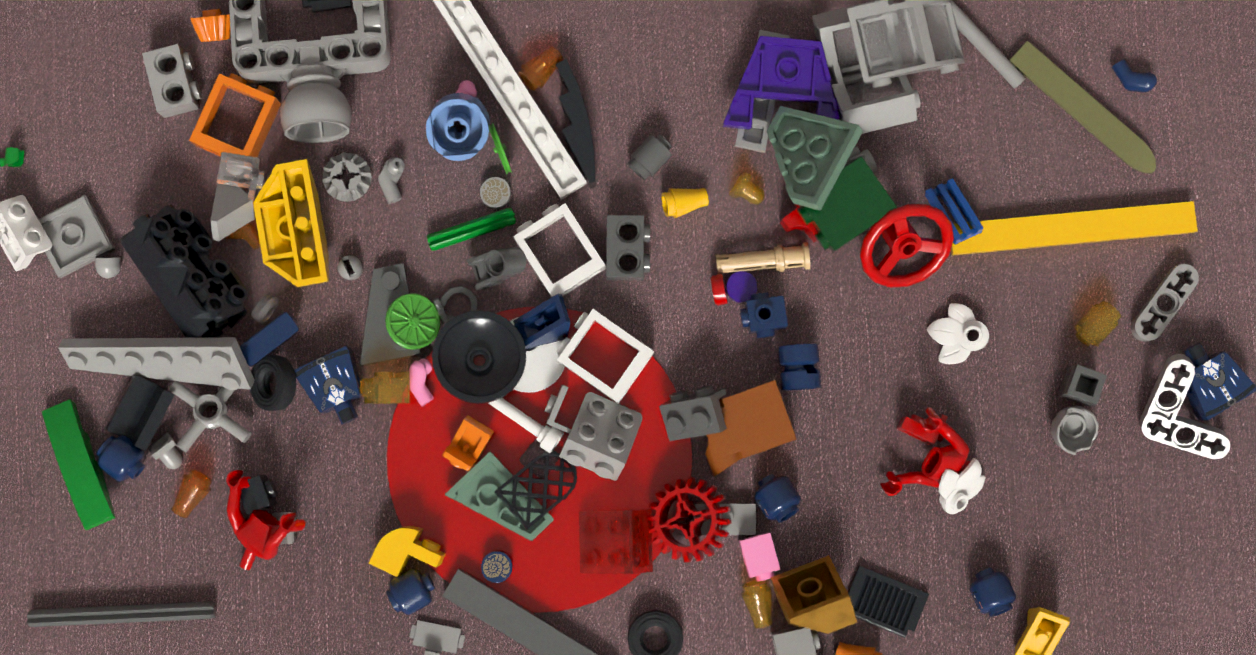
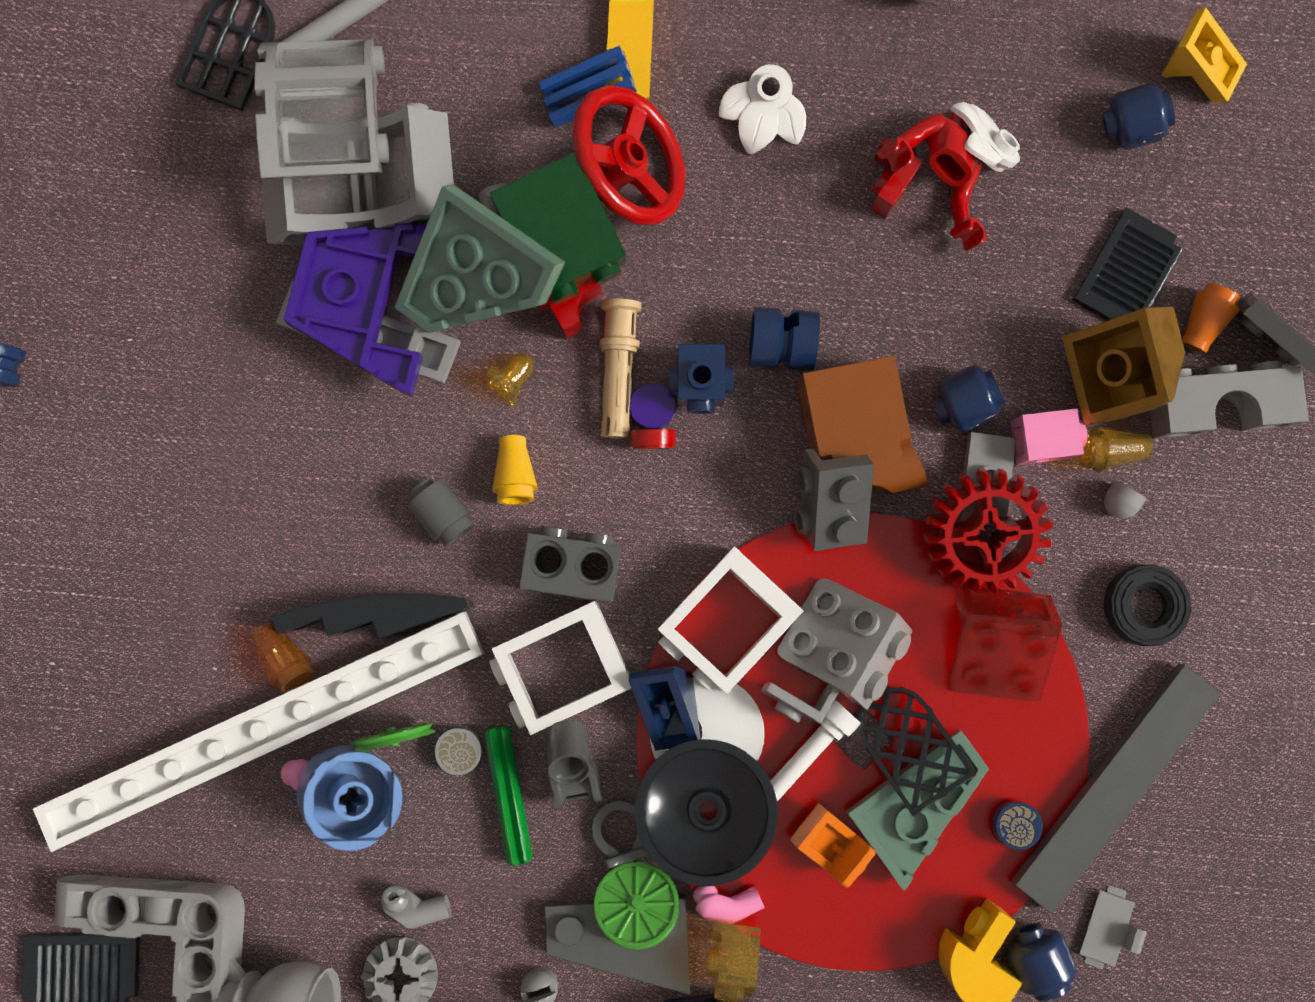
camera: 85 degrees left, 0 degrees up
(723, 613) = (1122, 501): none -> light grey hinge

